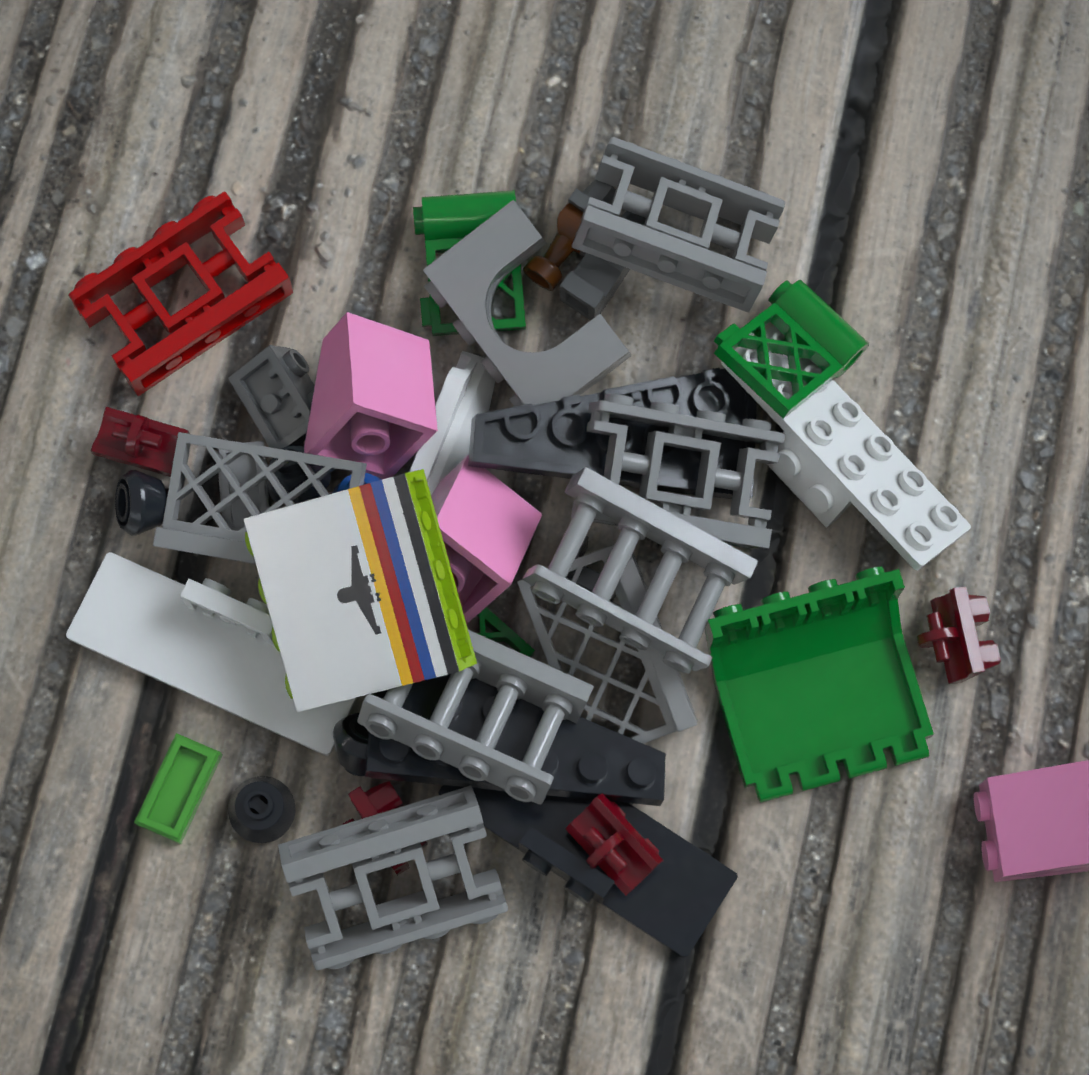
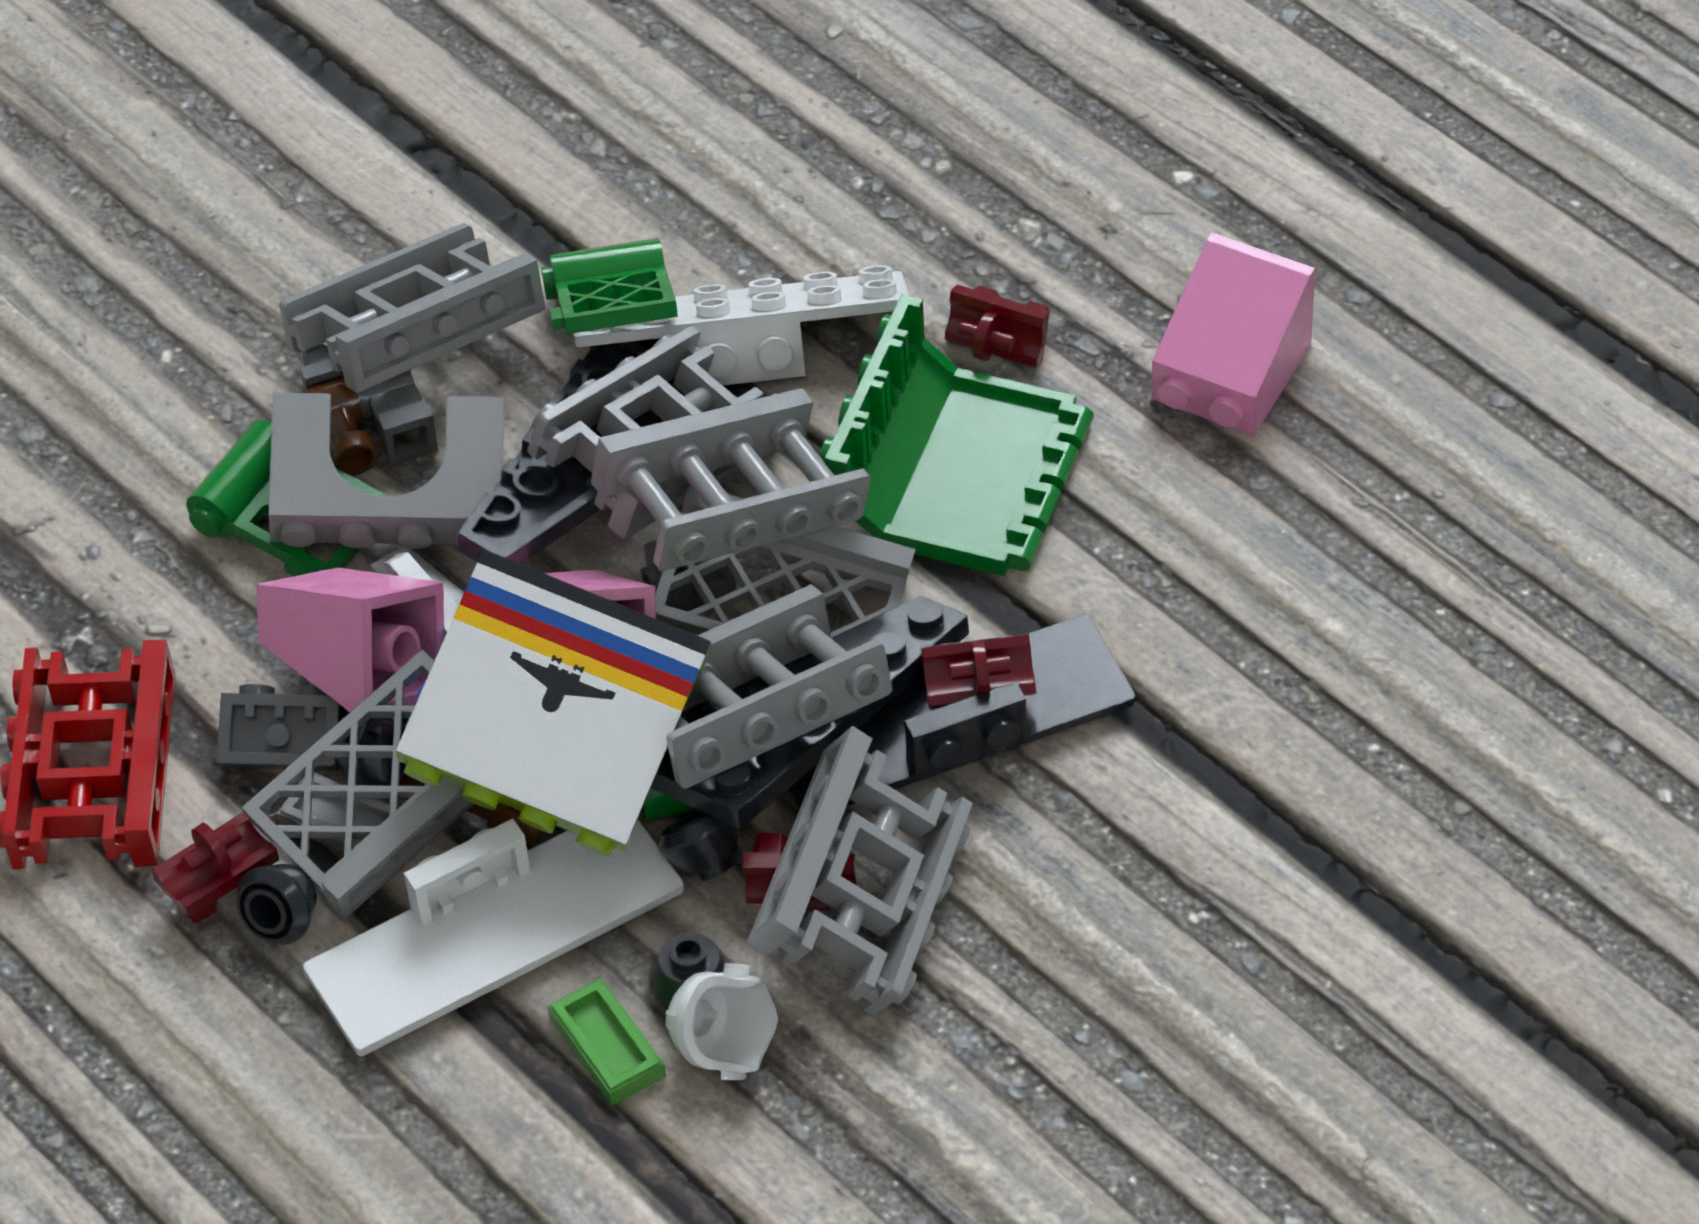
camera: 50 degrees left, 25 degrees down
(220, 864) = (723, 1021): none -> white cap

